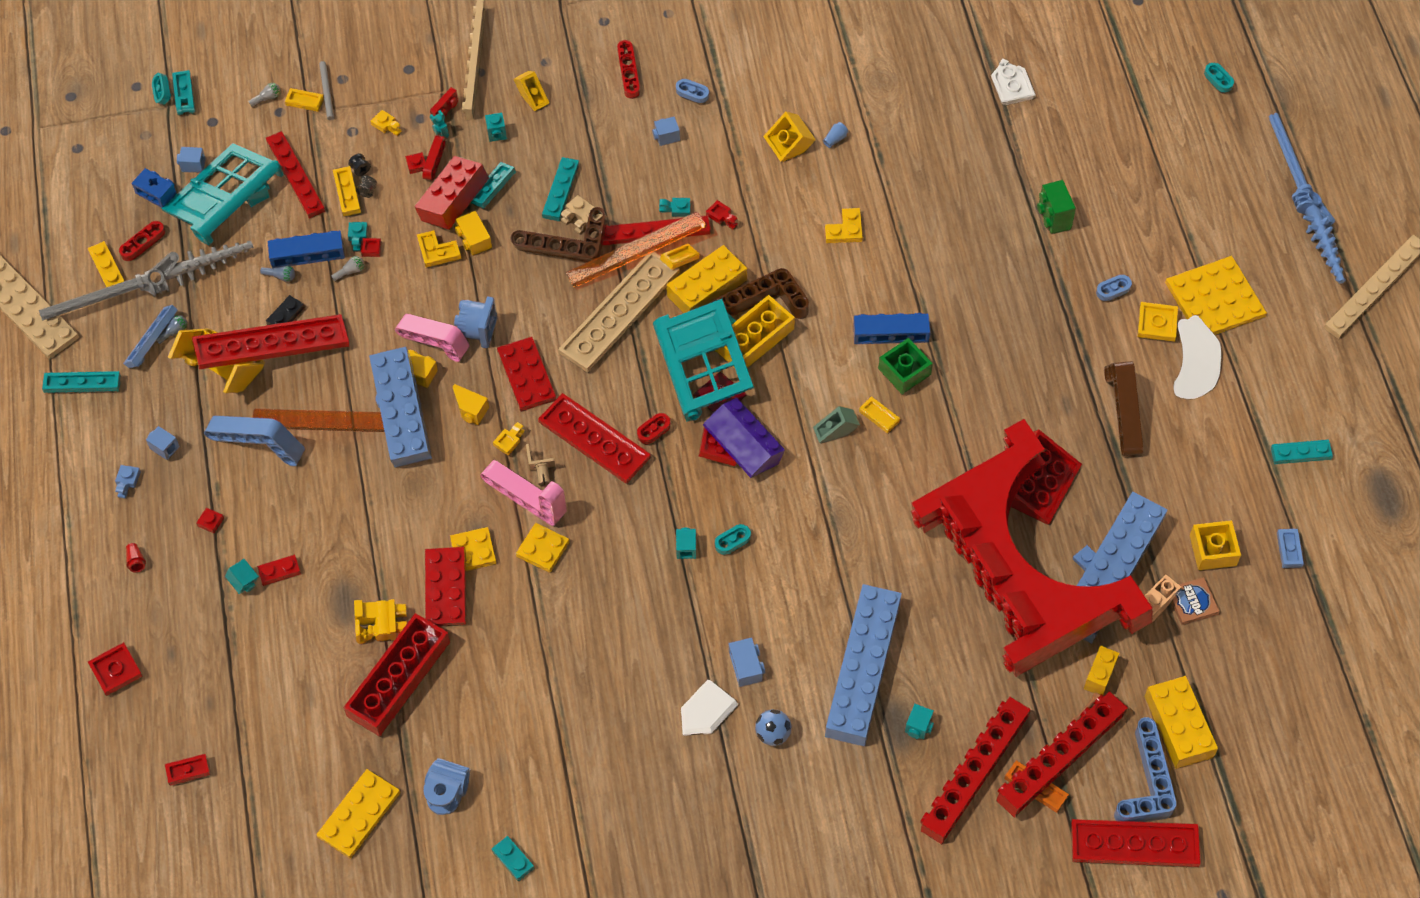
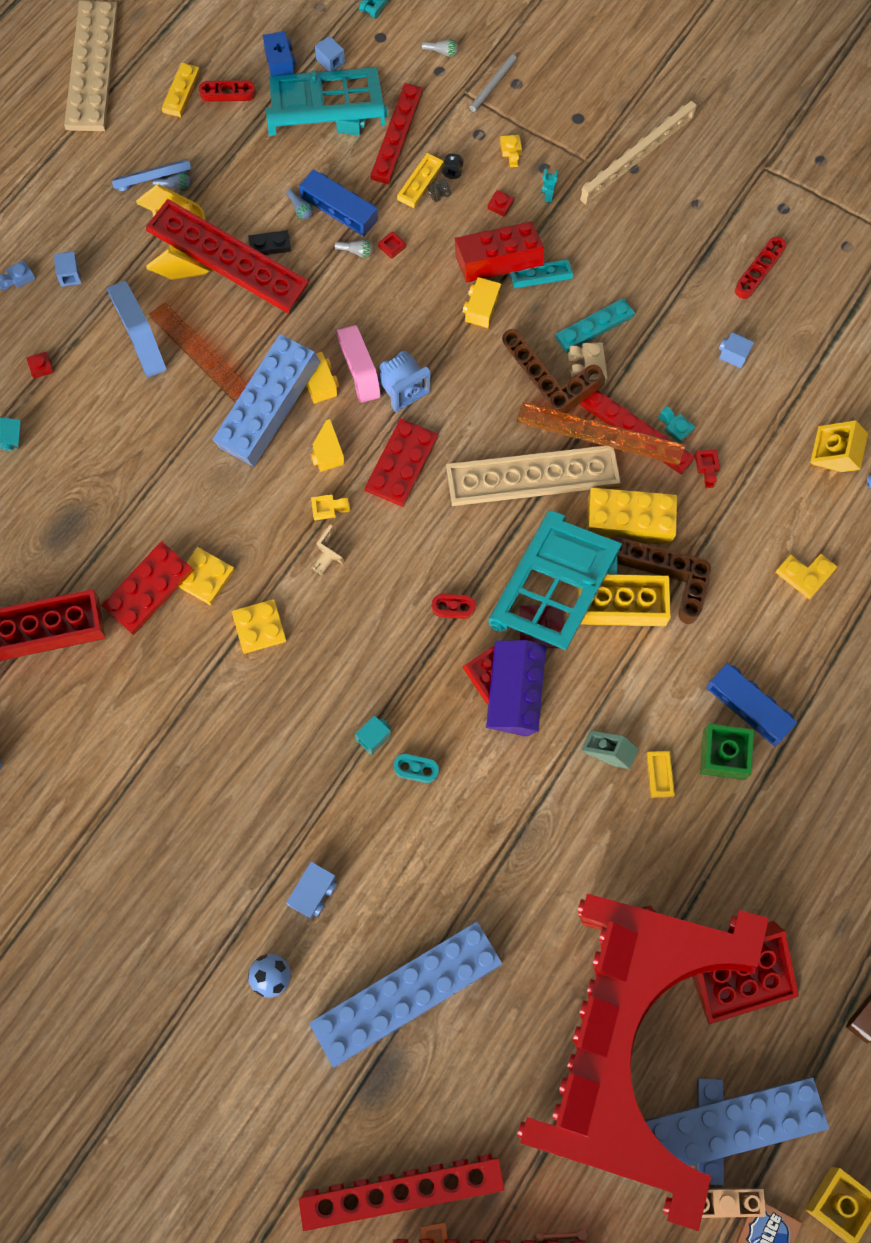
camera: 40 degrees right, 10 degrees up
(81, 381) = (66, 167): teal plate -> none
(166, 267) = (215, 127): light grey piece -> none
(278, 570) = (45, 453): red plate -> none
(304, 99) = (468, 76): yellow tile -> none
(356, 233) = (394, 221): teal plate -> none
(382, 615) = (76, 570): yellow hips -> none
(434, 157) = (518, 210): red beam -> none
(437, 254) = (435, 293): yellow plate -> none
(446, 102) = (573, 171): red plate -> none
(495, 127) = (594, 225): teal brick -> none
(531, 90) = (657, 218): yellow slope -> none
(545, 504) = (290, 564): bright pink beam -> none
(594, 438) = (396, 570): red plate -> none
(679, 256) = (632, 472): yellow tile -> none
(694, 91) = (796, 334): medium blue plate -> none
(706, 709) = (238, 900): white tile -> none
(919, 722) = (398, 1098): teal brick -> none
(1101, 670) = (609, 1218): yellow brick -> none

